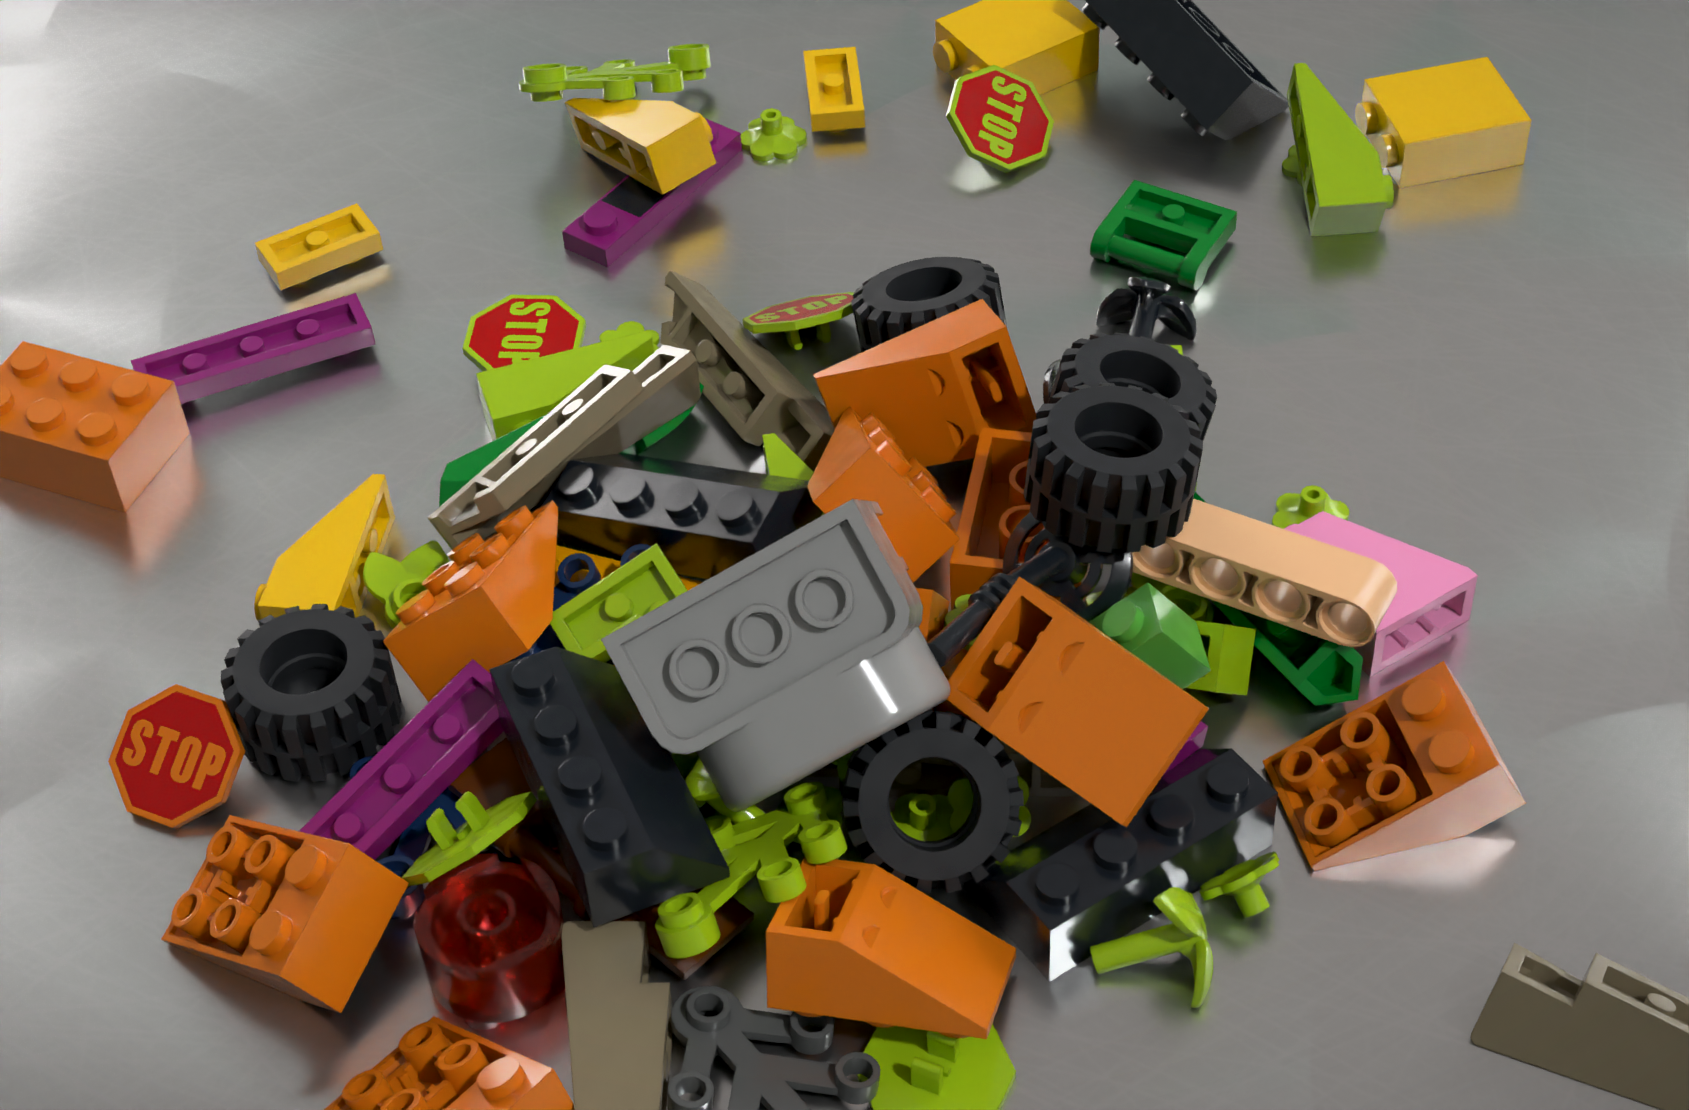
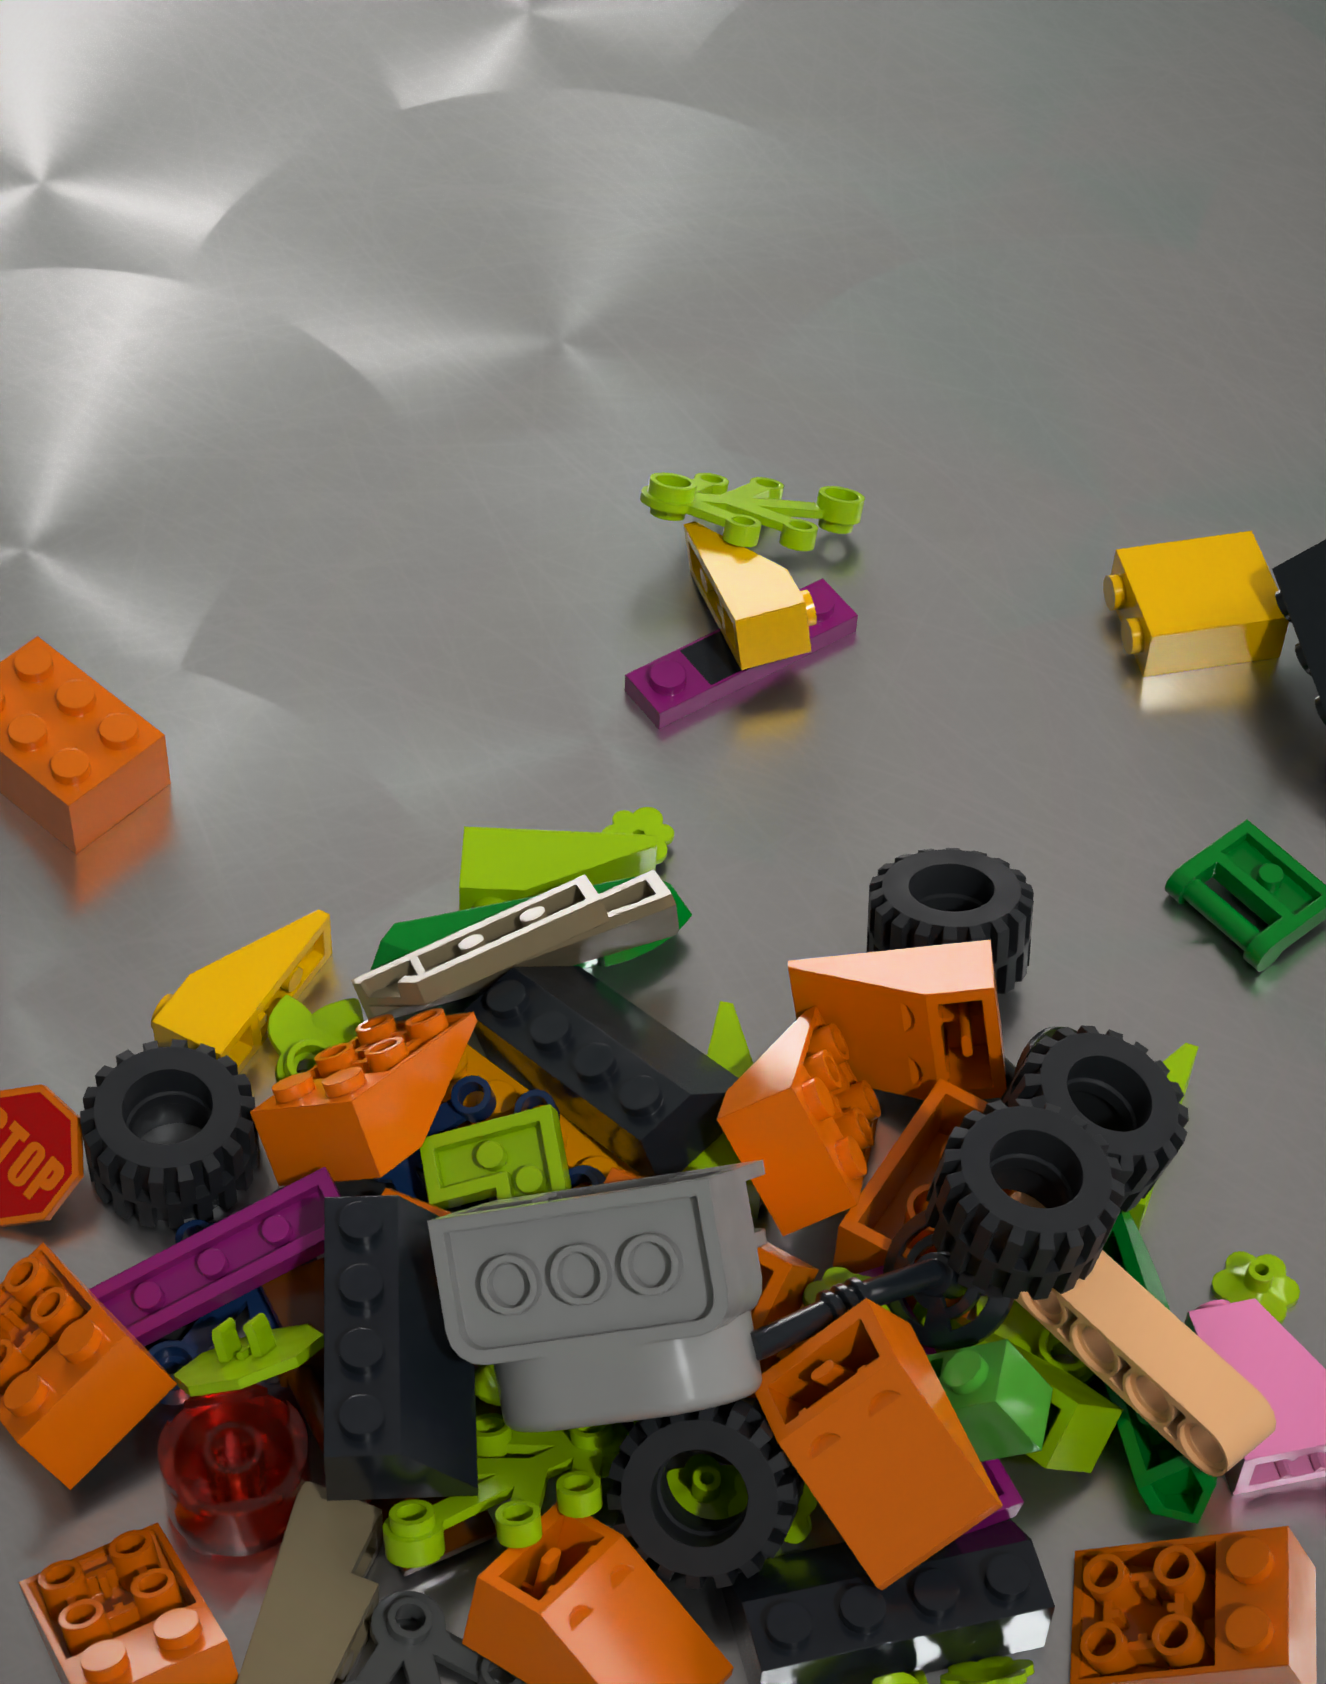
camera: 15 degrees right, 5 degrees up
(262, 349) = (267, 714): magenta plate -> none
(319, 246) = (374, 609): yellow plate -> none
(522, 330) = (535, 788): red piece -> none
(743, 376) = (737, 913): dark tan wedge -> none
(772, 136) = (893, 628): lime plant -> none
(800, 314) = (825, 864): lime piece -> none
(834, 89) = (978, 592): yellow plate -> none
(1000, 119) = (1136, 694): piece -> none
(1144, 306) = (1190, 980): black plant -> none

